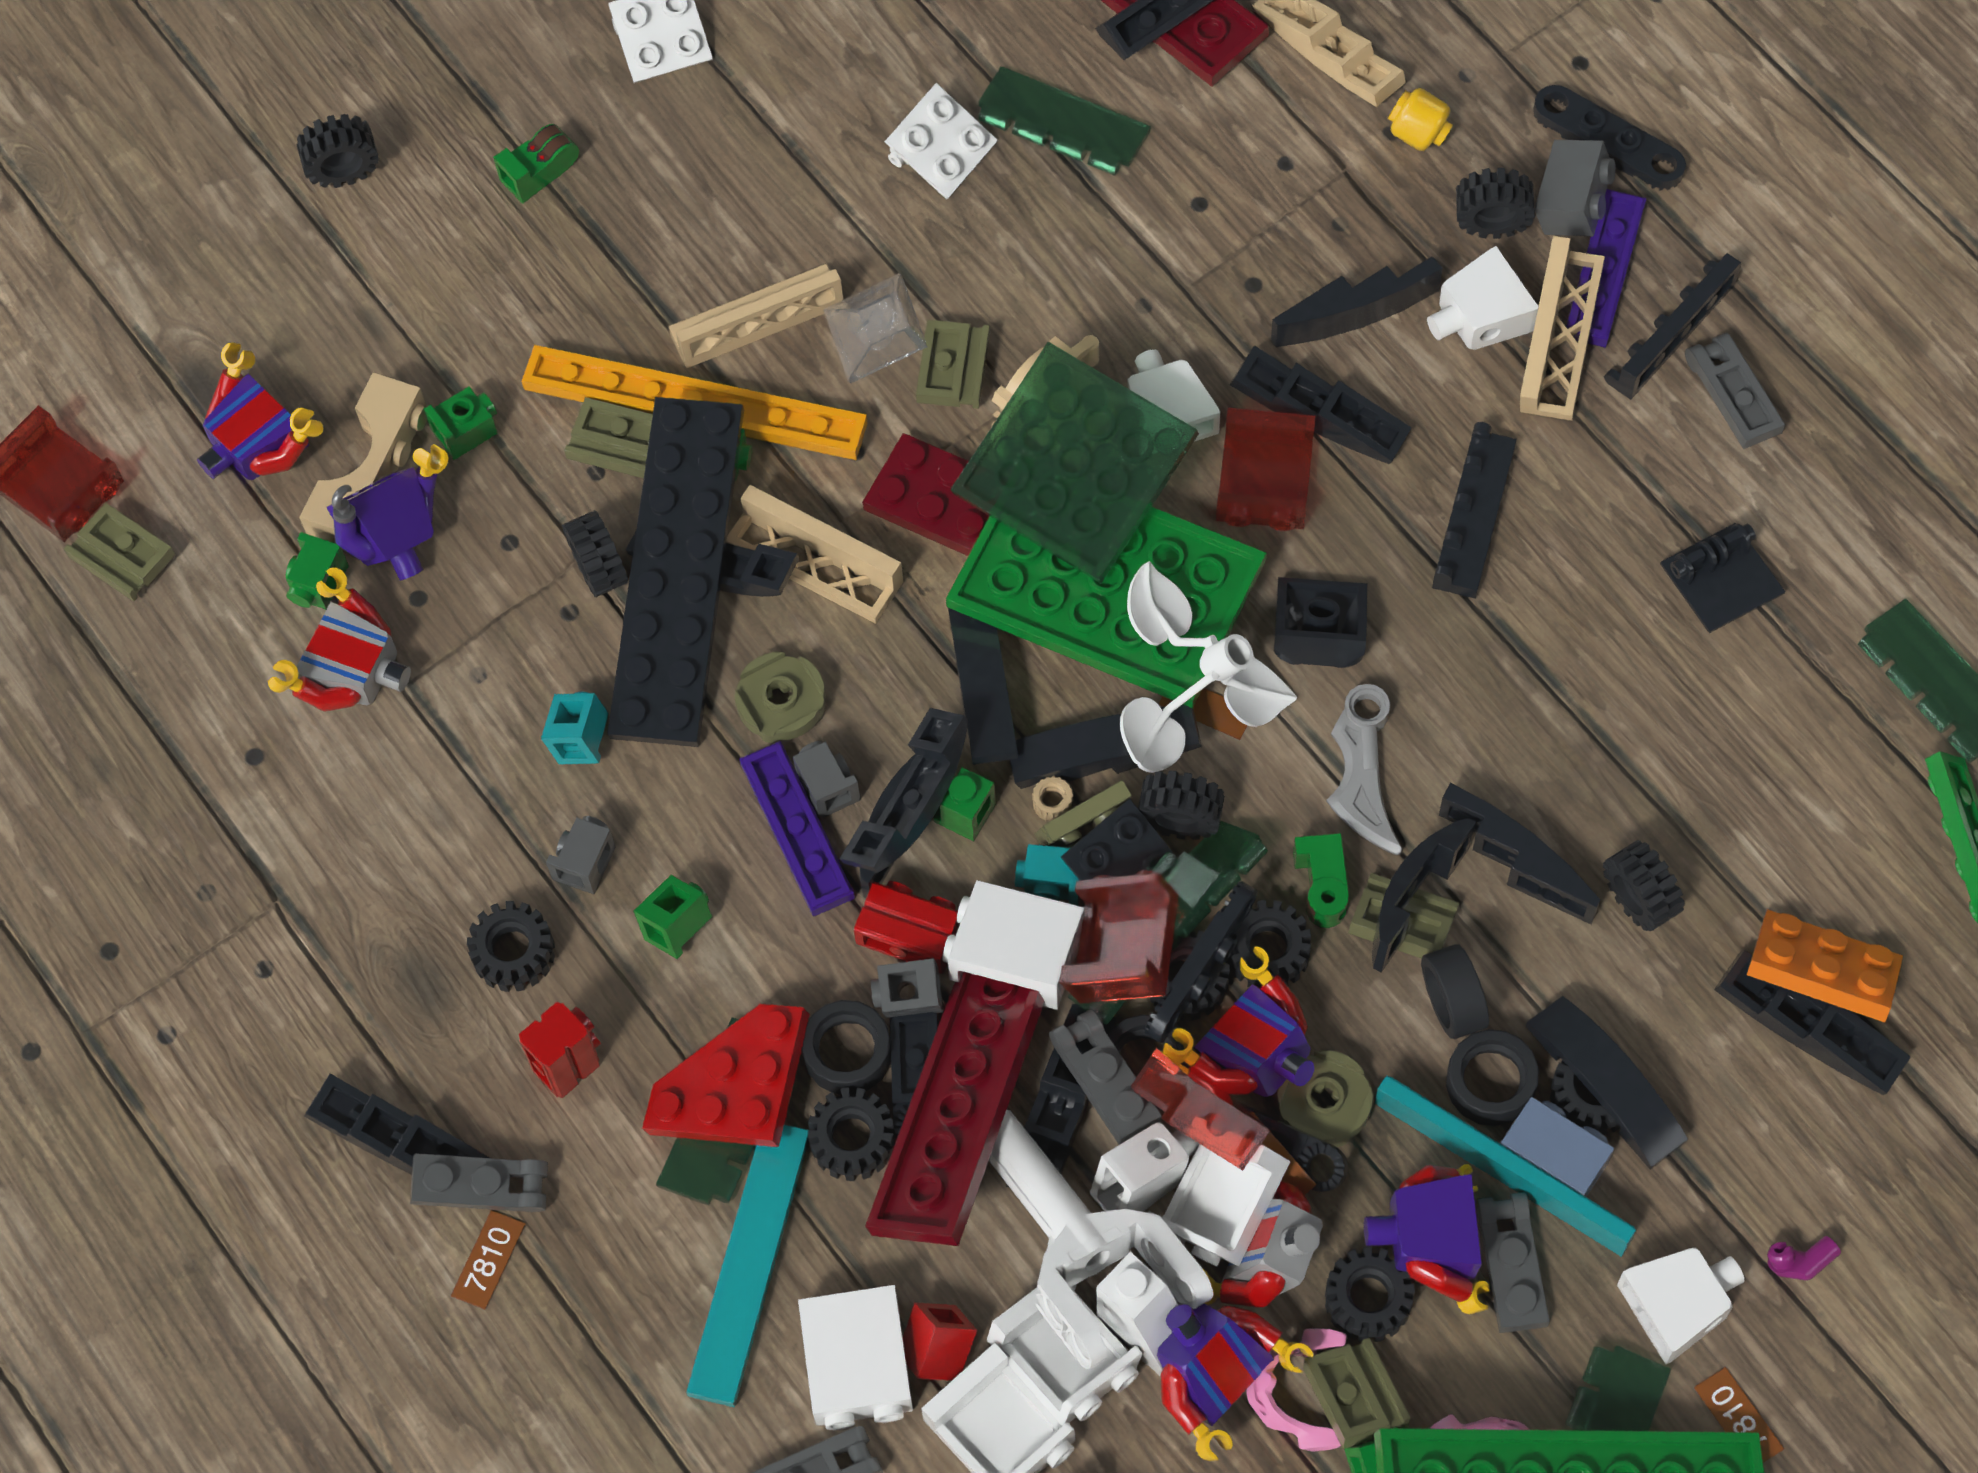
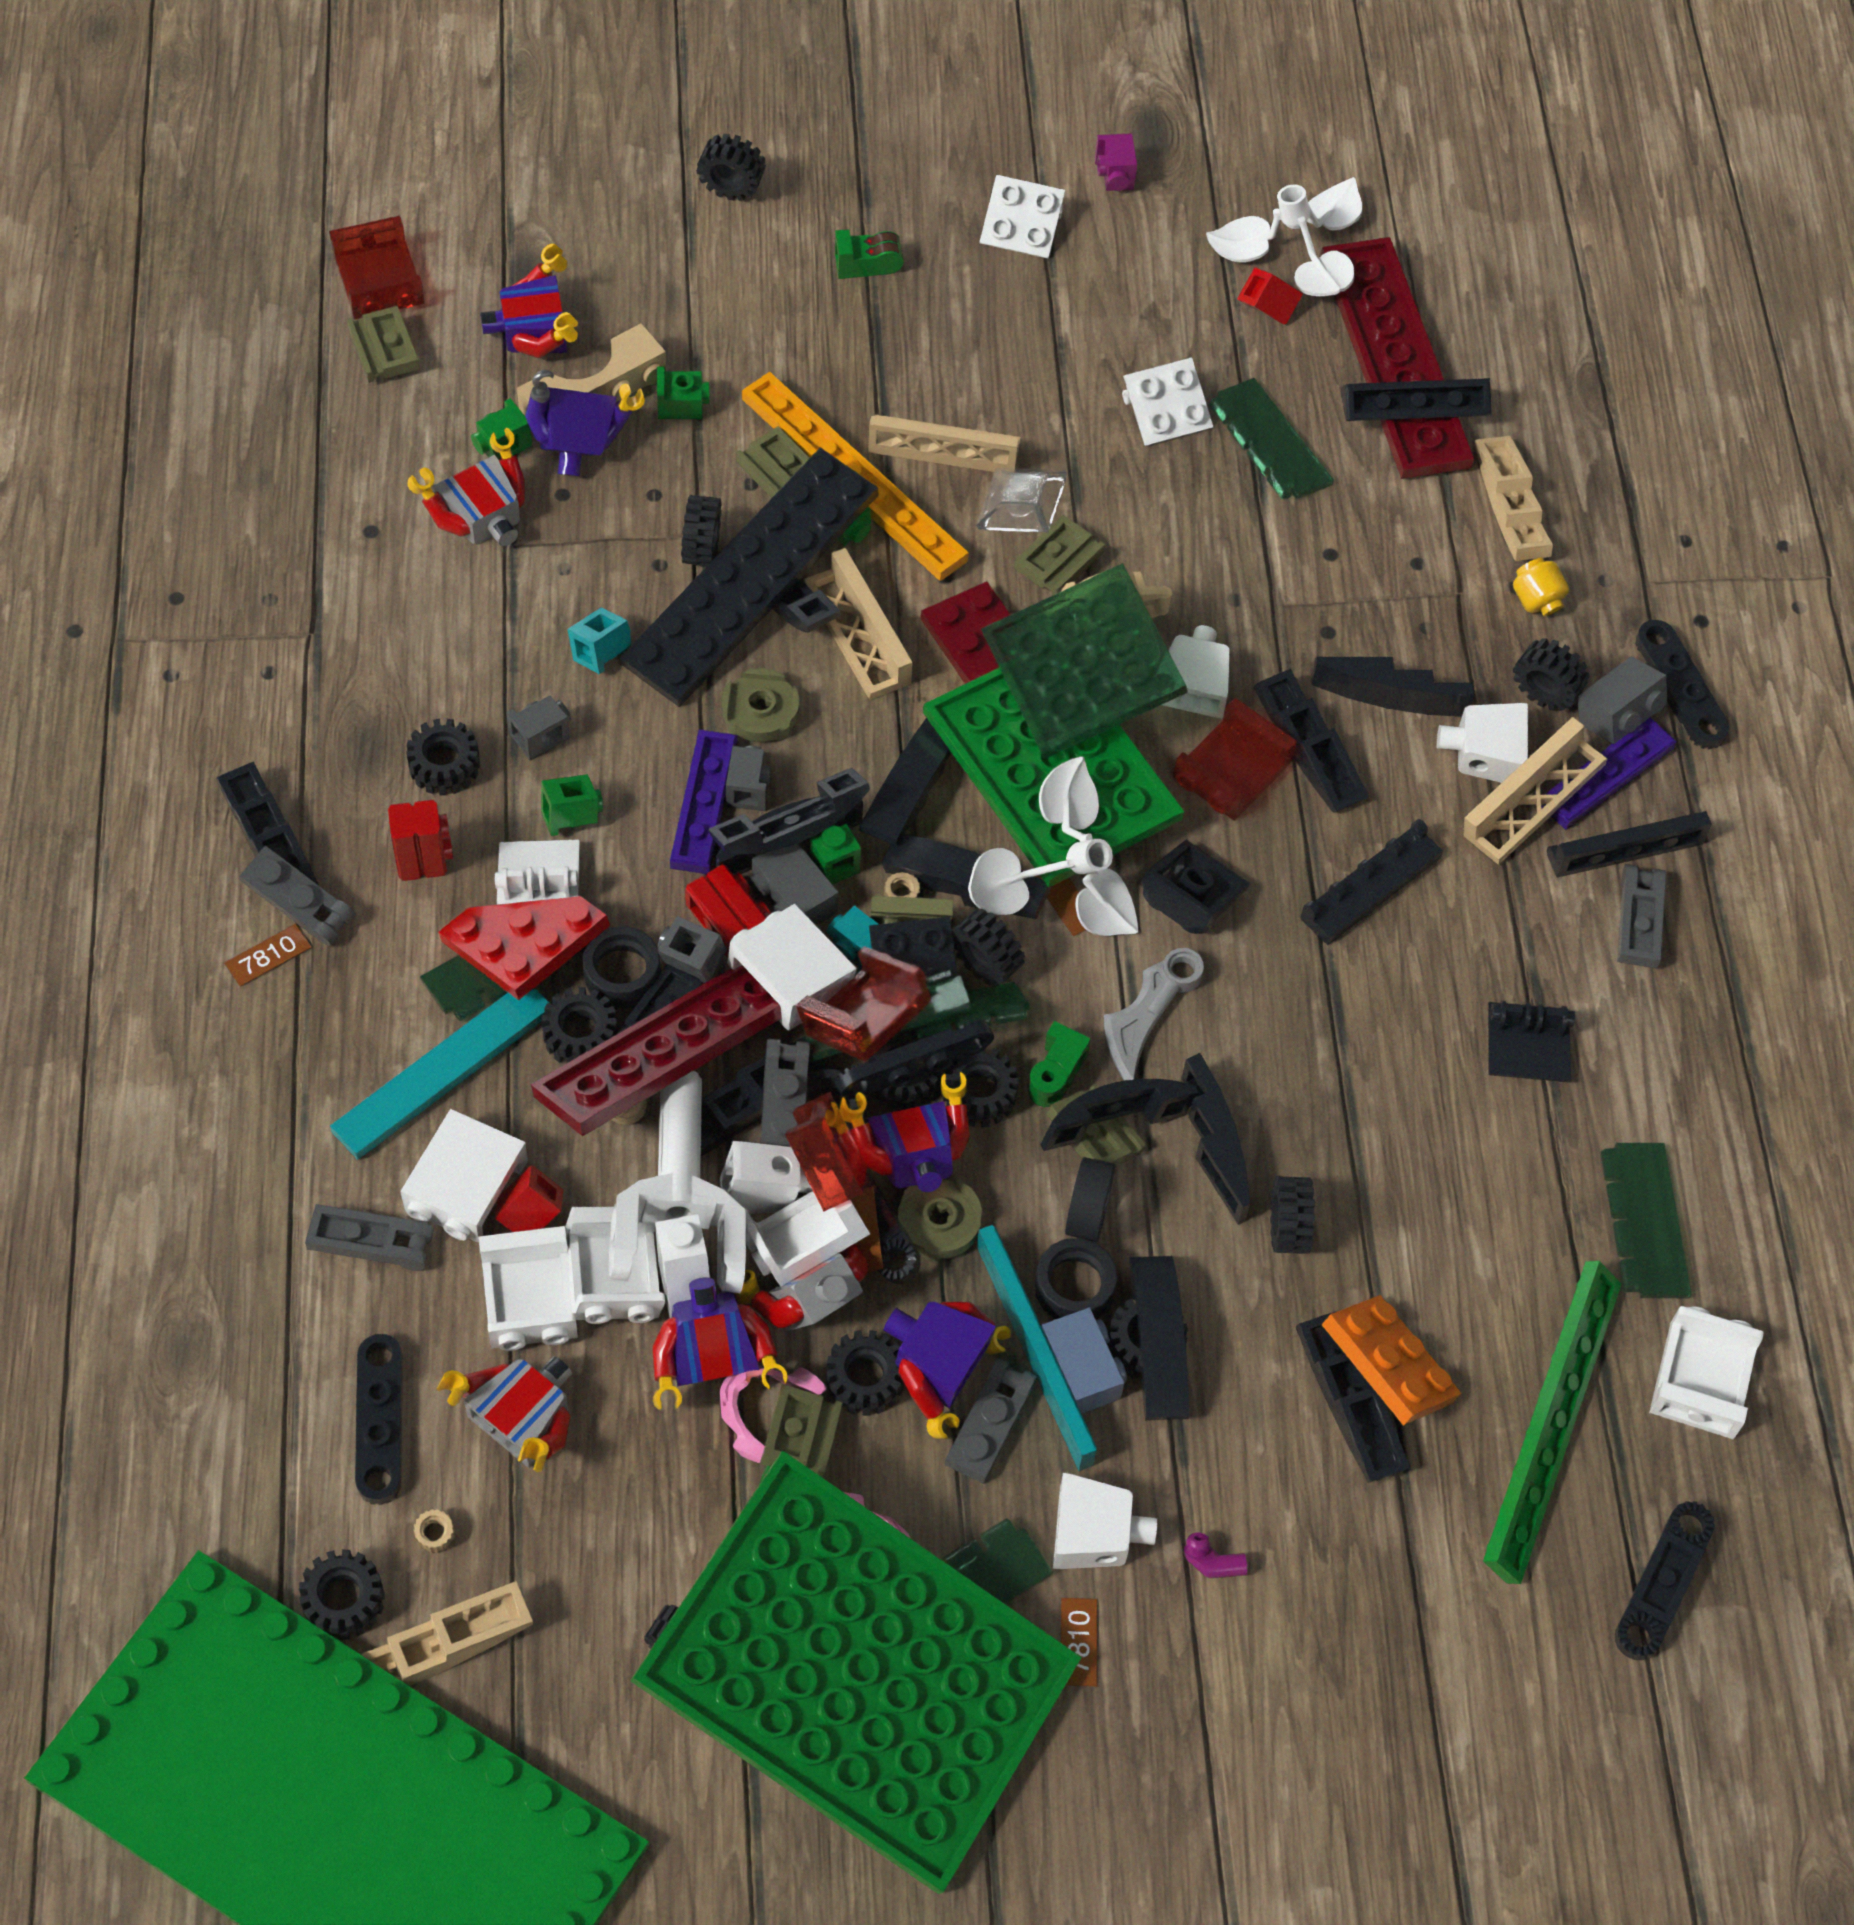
camera: 25 degrees right, 5 degrees down
(693, 1003) = (537, 870): none -> white hinge
(951, 860) = (793, 878): none -> dark grey brick

